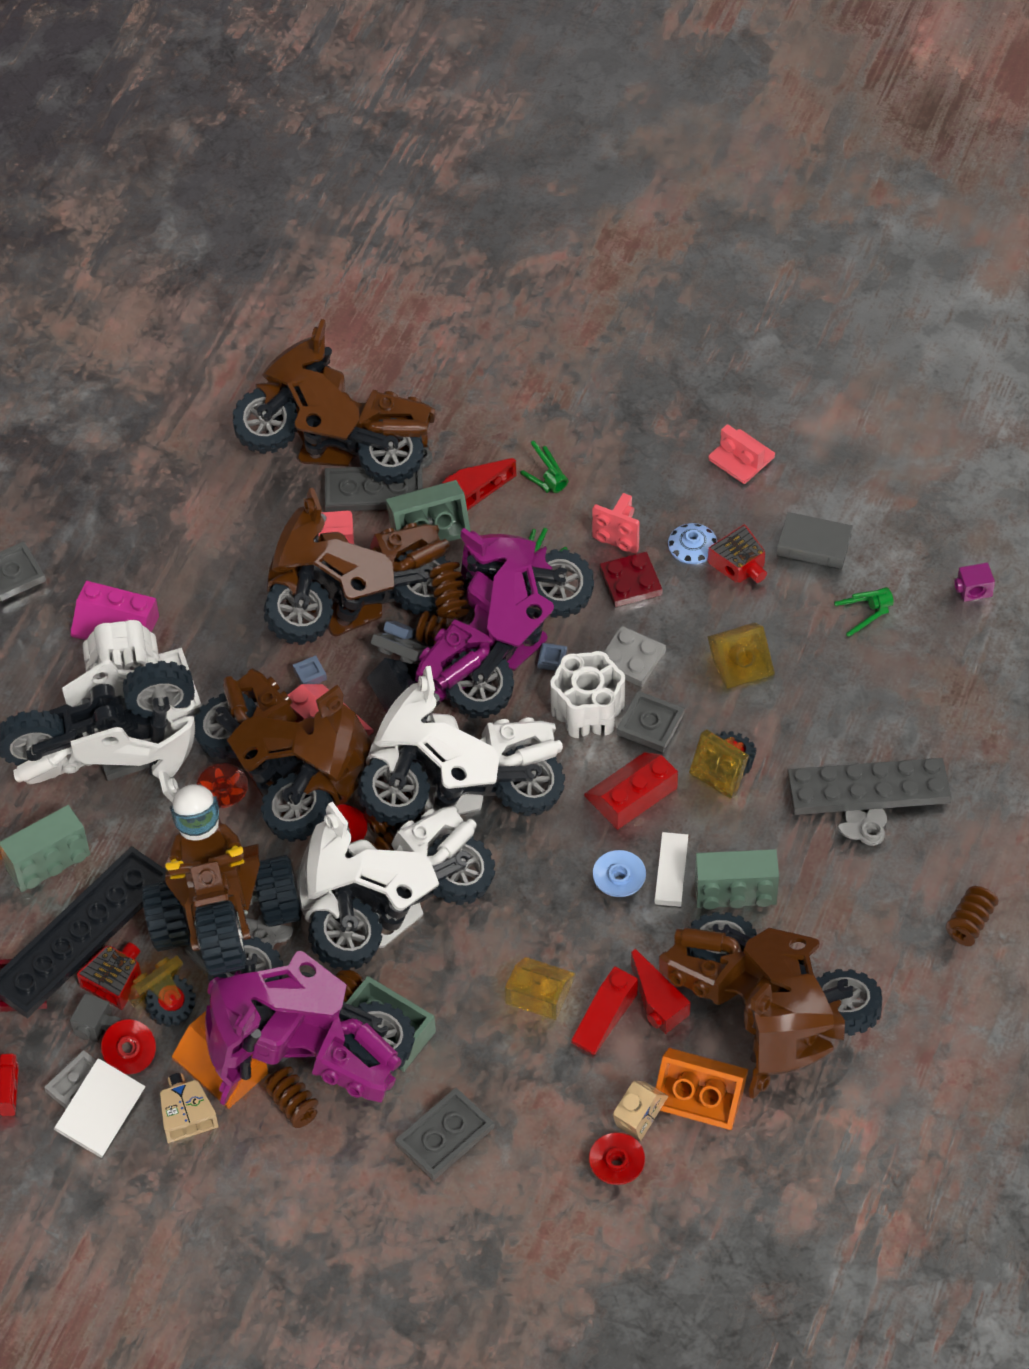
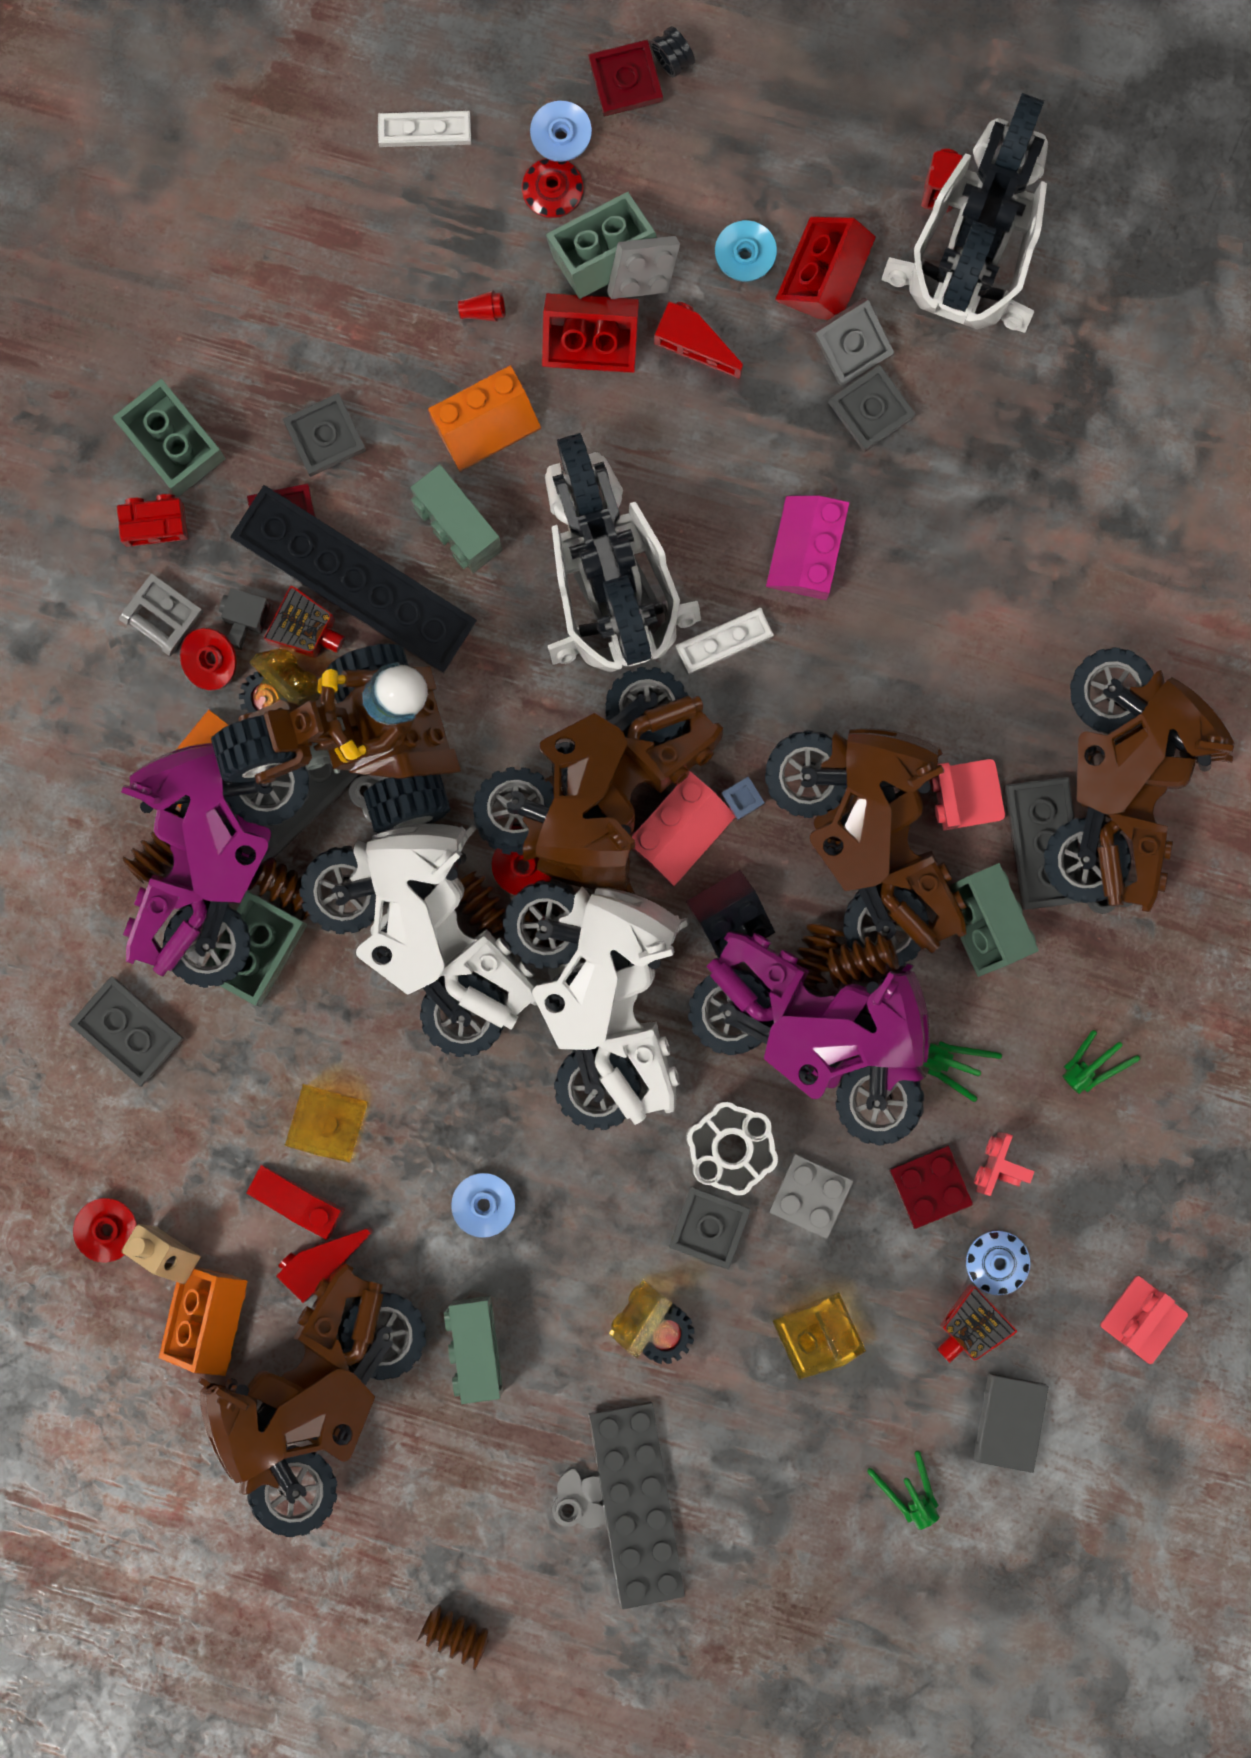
camera: 85 degrees right, 30 degrees up
(99, 1108) = (128, 639): white tile -> none
(124, 643) = (728, 566): white piece -> none
(185, 1109) = (136, 735): tan torso -> none
(225, 777) = (565, 699): clear red dish -> none
(399, 629) = (821, 902): sand blue tile -> none
(406, 648) = (787, 909): dark grey plate -> none
(483, 479) = (1061, 973): red slope -> none
(551, 656) = (798, 1101): sand blue tile -> none
(633, 788) = (611, 1210): red slope -> none
(671, 869) = (500, 1267): white tile -> none
(975, 582) = (959, 1635): magenta brick -> none

